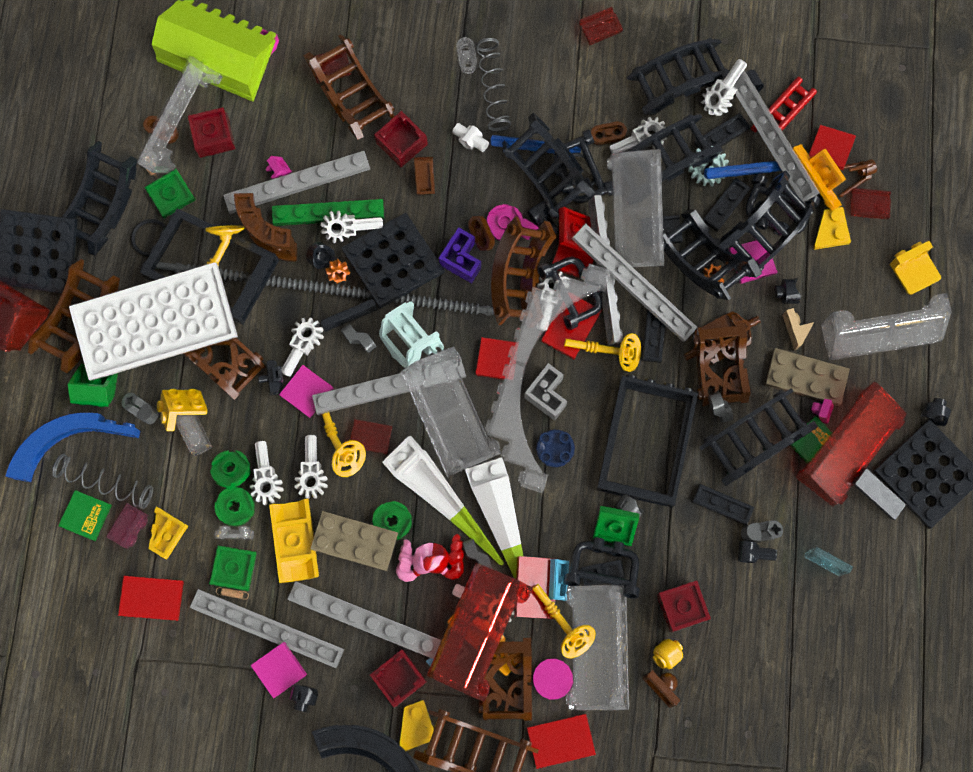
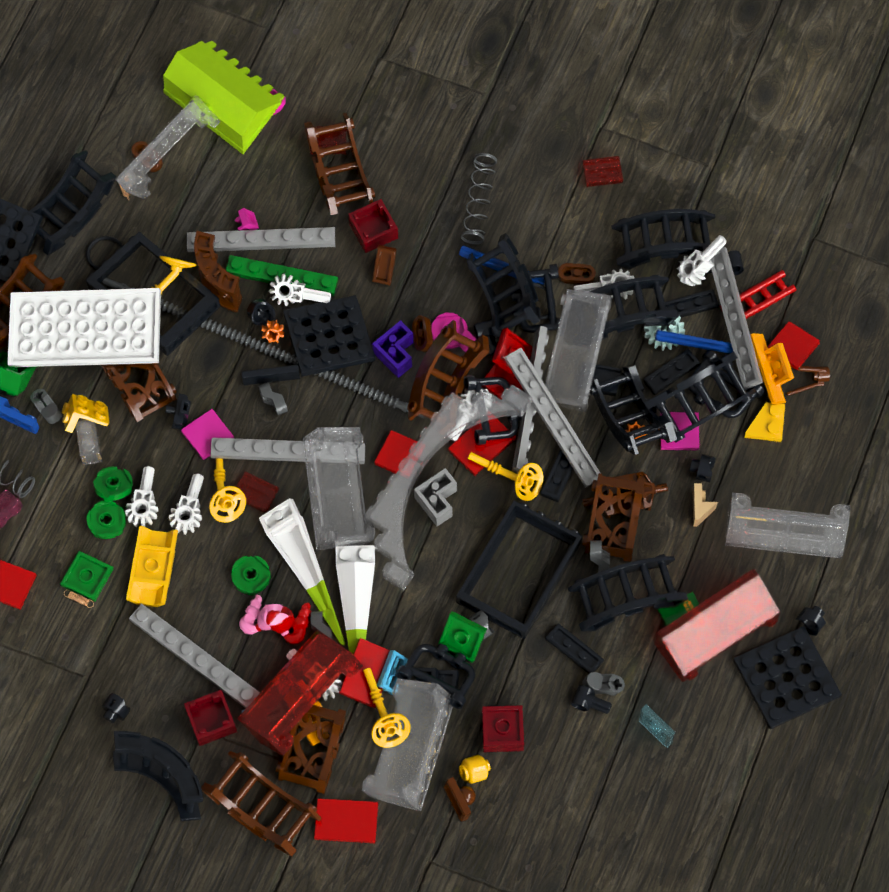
camera: 15 degrees right, 10 degrees down
(165, 533) = (34, 526): yellow wing -> none
(170, 193) = (136, 217): green tile -> none
(211, 132) = (194, 171): dark red container -> none
(226, 533) = (93, 543): clear plate -> none
(267, 628) = (101, 639): light grey plate -> none
(278, 670) = (100, 678): dark pink tile -> none
(302, 345) = (217, 389): white gear -> none
(354, 541) = (209, 580): dark tan plate -> none
(410, 332) = (318, 391): light aqua animal -> none
(415, 726) = (213, 765): yellow wing -> none
(467, 56) = (462, 166): clear plate -> none
(470, 137) = (441, 242): white axle -> none
(552, 679) = (356, 761): dark pink tile -> none
(555, 448) = (428, 551): dark blue dish -> none
(807, 376) = (697, 554): dark tan plate -> none
(823, 410) = (702, 588): dark pink tile -> none
(870, 203) = (814, 409): clear red plate -> none
(878, 493) = (728, 679): tile -> none
(915, 268) = (837, 480): yellow bracket -> none

